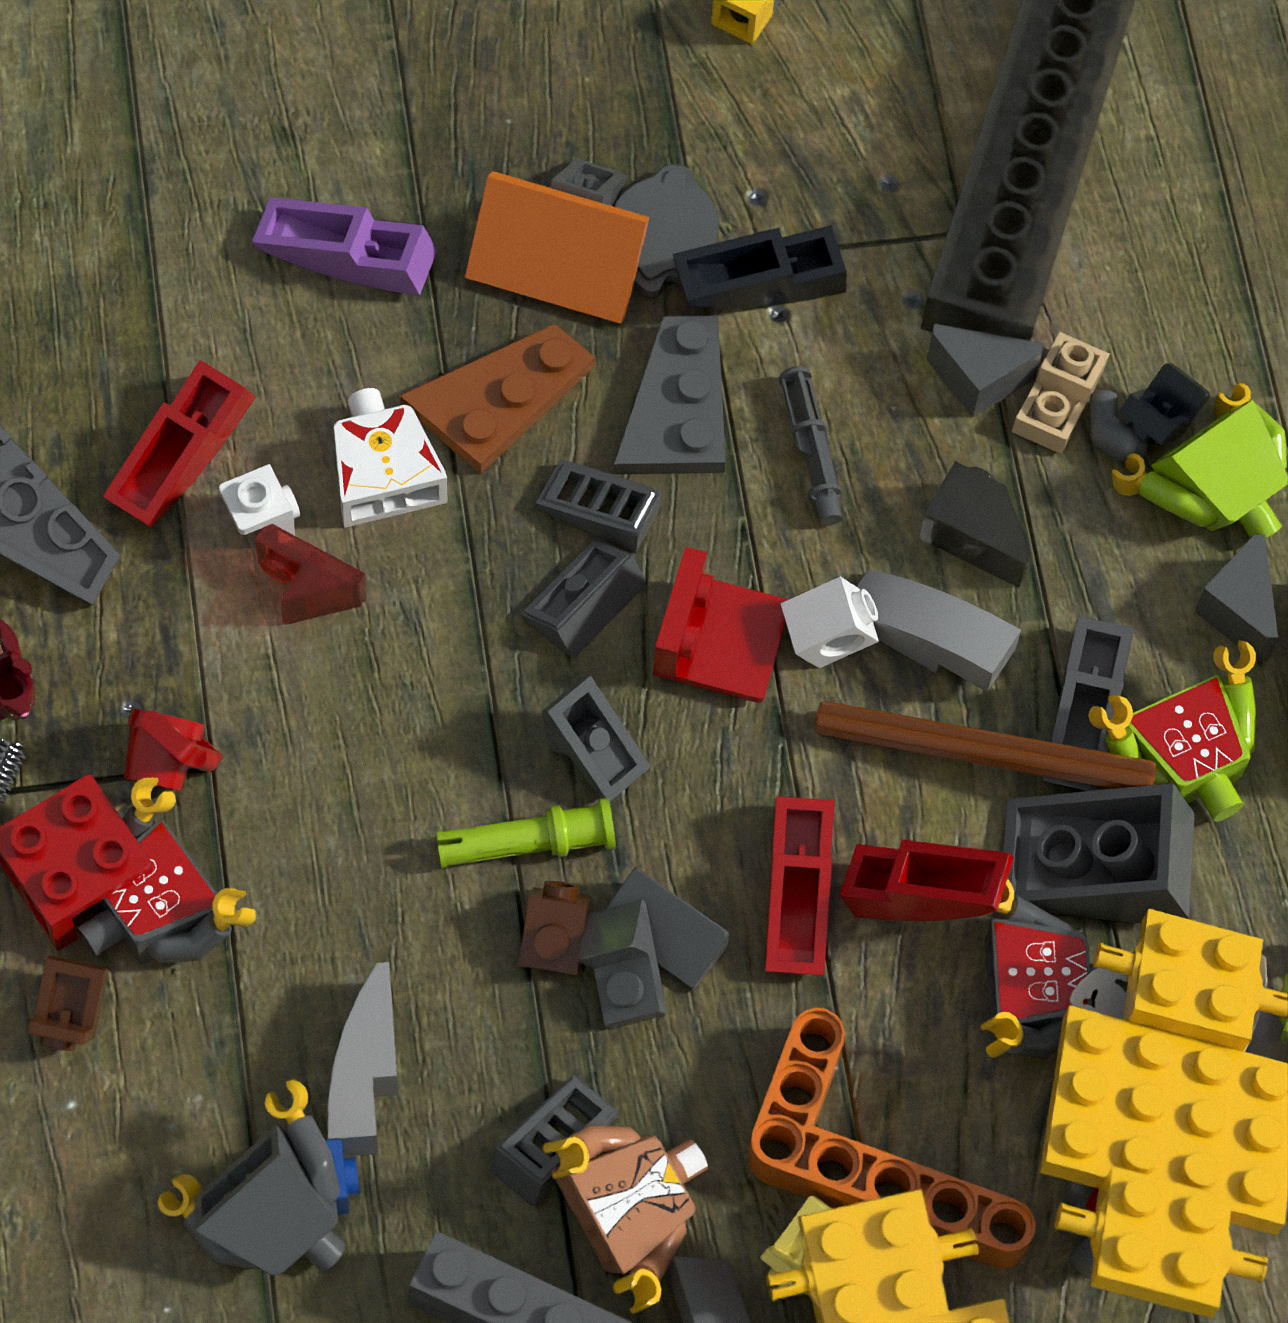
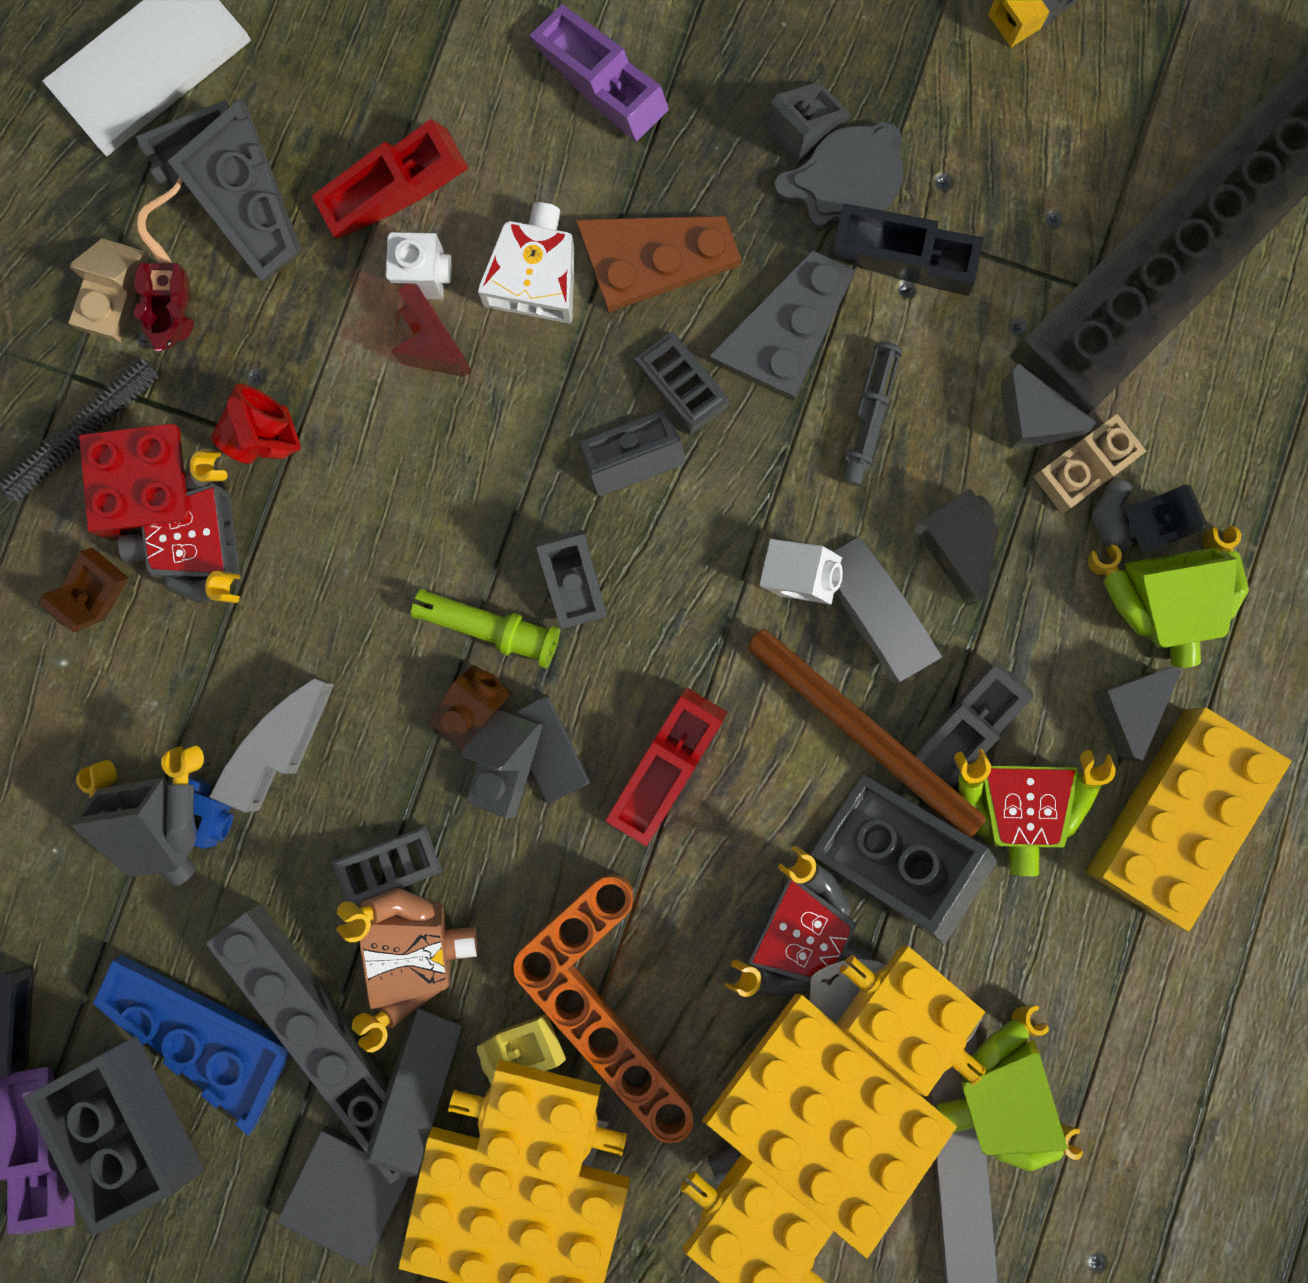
camera: 35 degrees right, 20 degrees up
(556, 247) = (756, 152): orange tile -> none
(718, 633) = (714, 535): red bracket -> none
(924, 882) = (755, 827): red slope -> none

